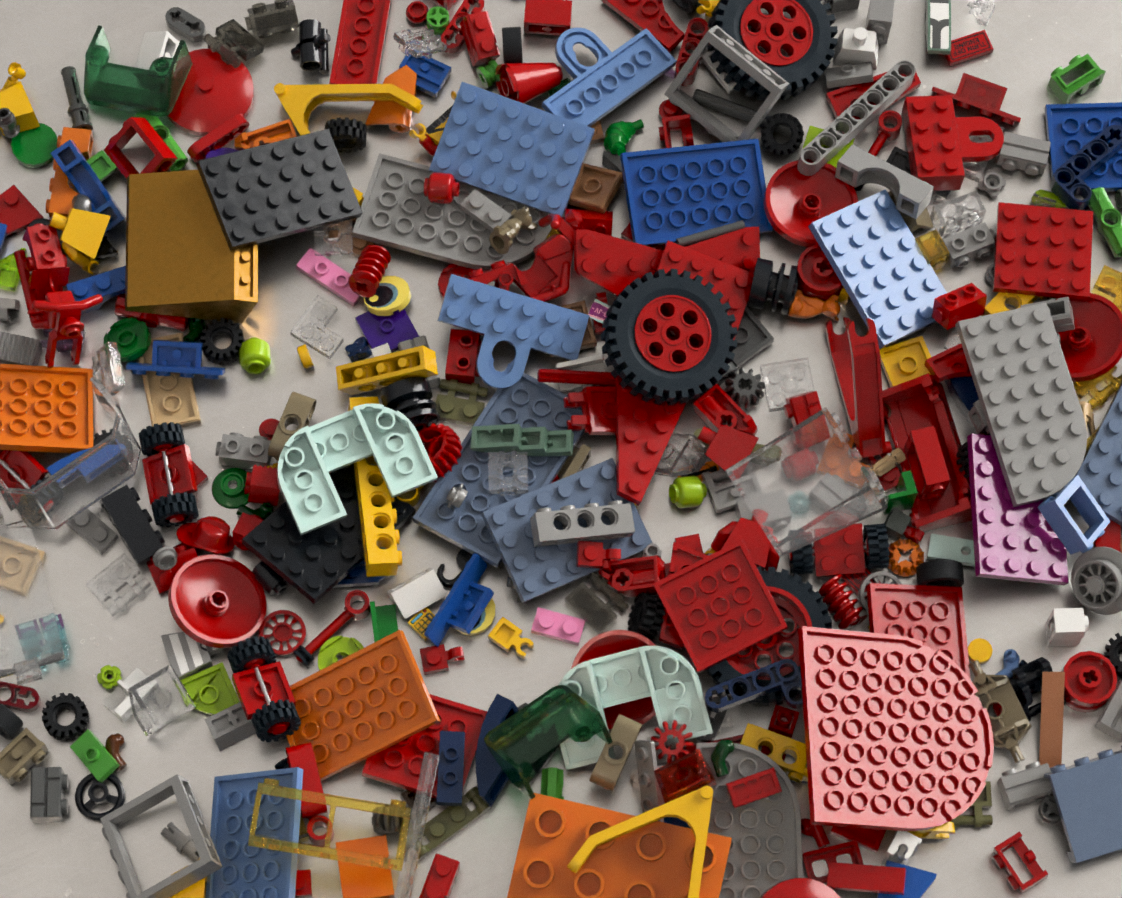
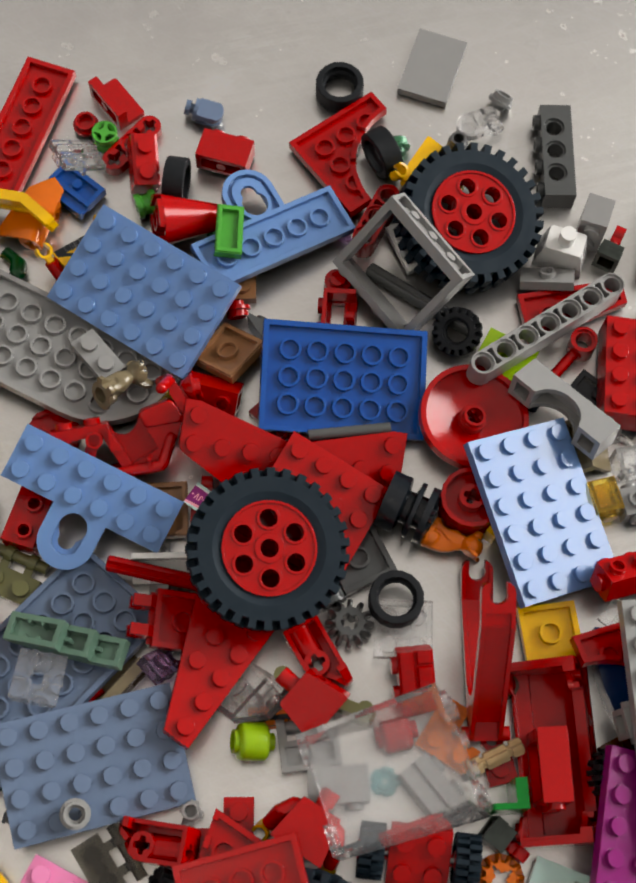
camera: 10 degrees right, 0 degrees up
(390, 145) = (17, 264): none -> dark green arm
(441, 188) = (52, 320): red head -> none
(546, 534) = (155, 775): light grey brick -> none
(570, 560) = (79, 823): none -> light grey plate
(572, 84) = (229, 231): none -> bright green tile
(592, 554) = (112, 804): red plate -> none
(593, 151) = (238, 310): none -> red plate
(600, 446) = (158, 665): none -> clear purple plate
(619, 135) = (273, 297): green piece -> none
(781, 343) = (403, 578): none -> black tyre
(898, 41) = (610, 251): none -> pearl dark grey piece

